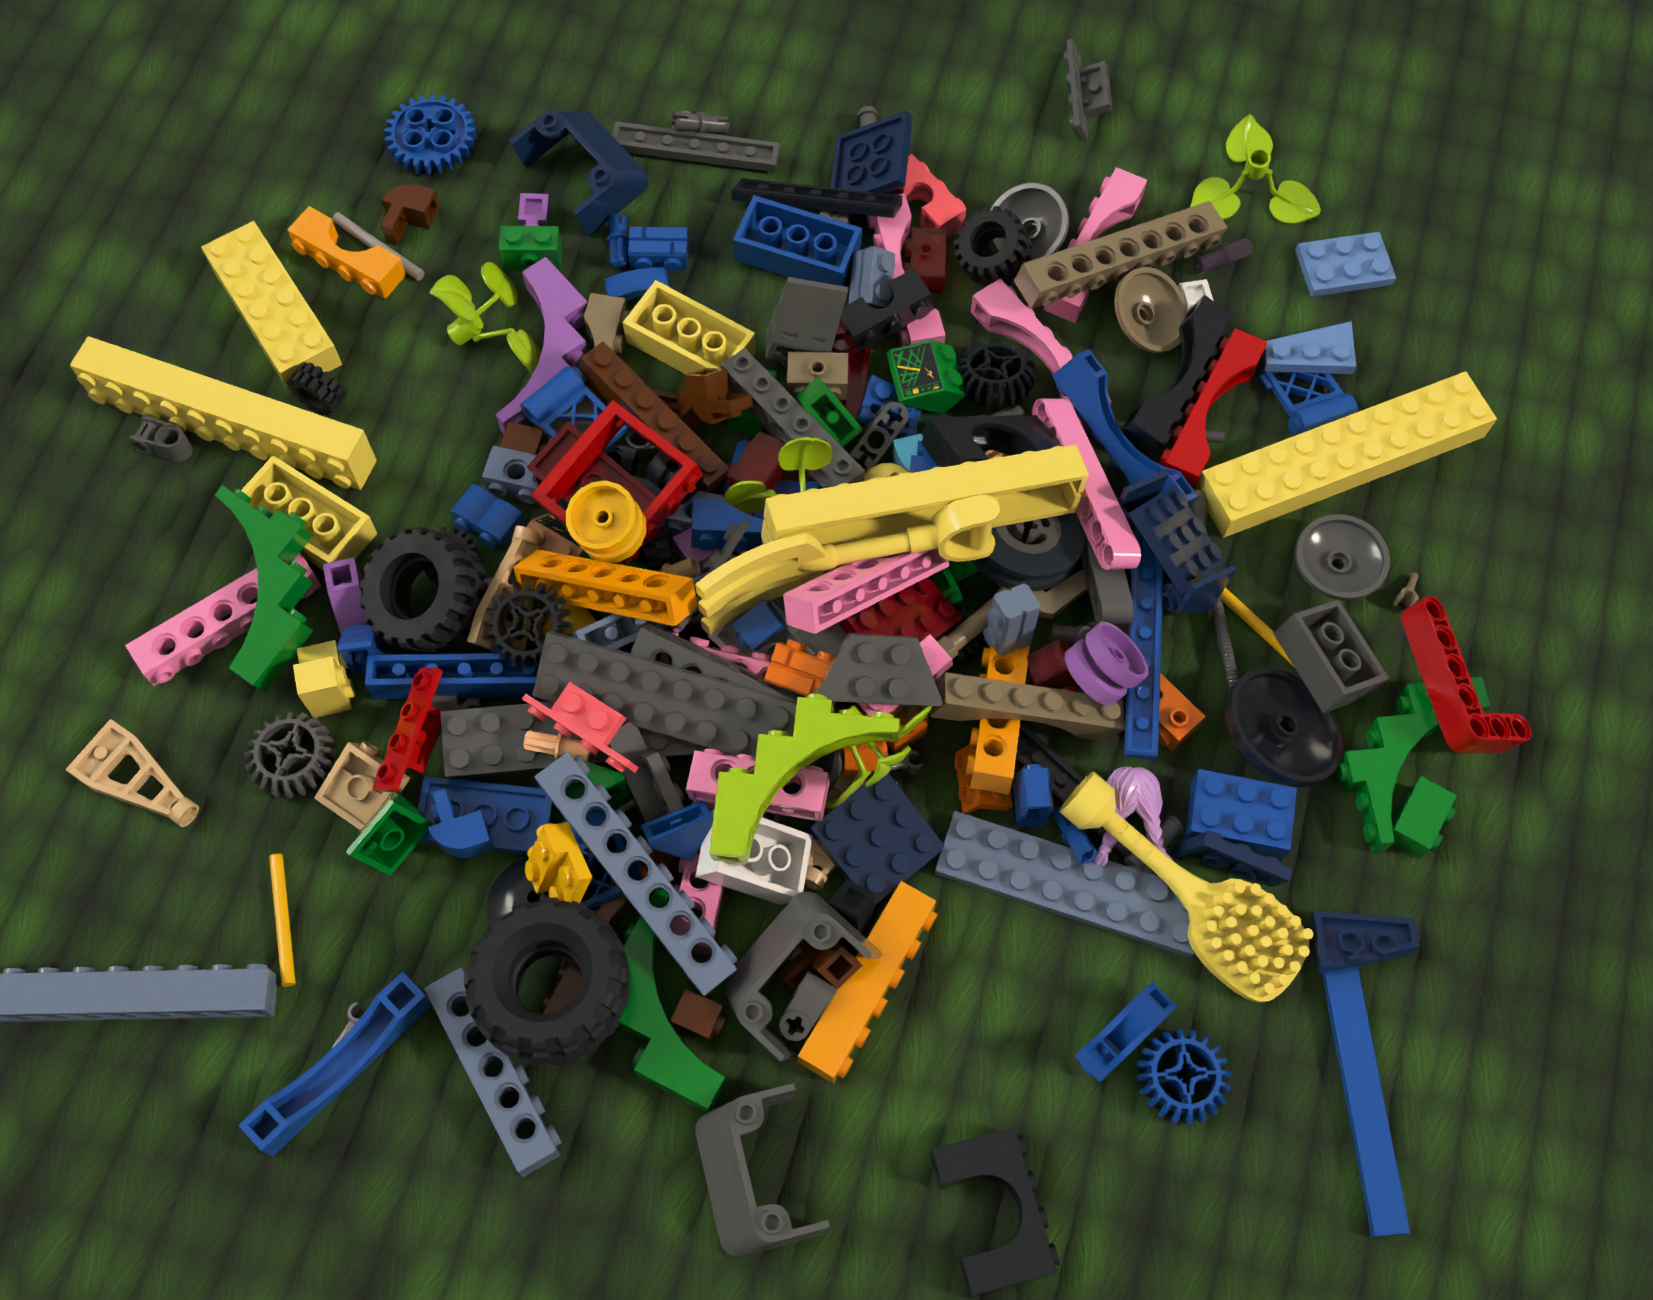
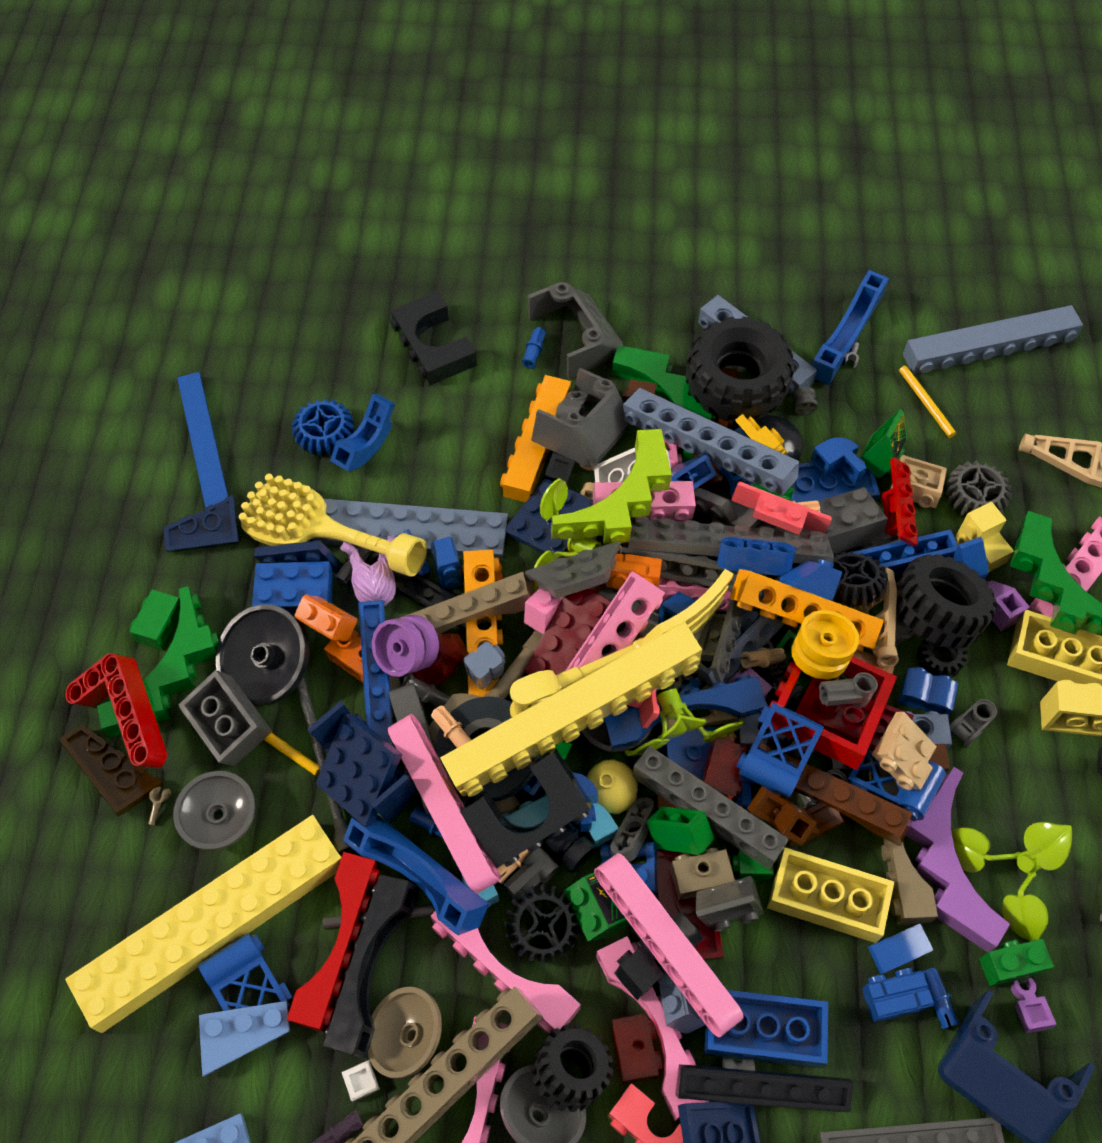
camera: 170 degrees right, 5 degrees down
(455, 473) = (970, 724): none -> dark grey piece
(457, 951) = (805, 401): none -> dark grey wheel
(562, 414) = (905, 752): none -> tan plate
(587, 607) = (814, 578): none -> blue slope
(610, 467) = (849, 691): none -> dark grey piece
(631, 648) = (756, 556): none -> blue beam
(703, 434) = (765, 766): none -> blue piece
(835, 1158) = (533, 348): none -> blue axle
(880, 301) = (669, 945): none -> bright pink beam
(1063, 543) = (450, 726): none -> light nougat axle
(1203, 733) = (325, 618): none -> orange brick
(1481, 647) = (109, 770): none -> dark brown wing

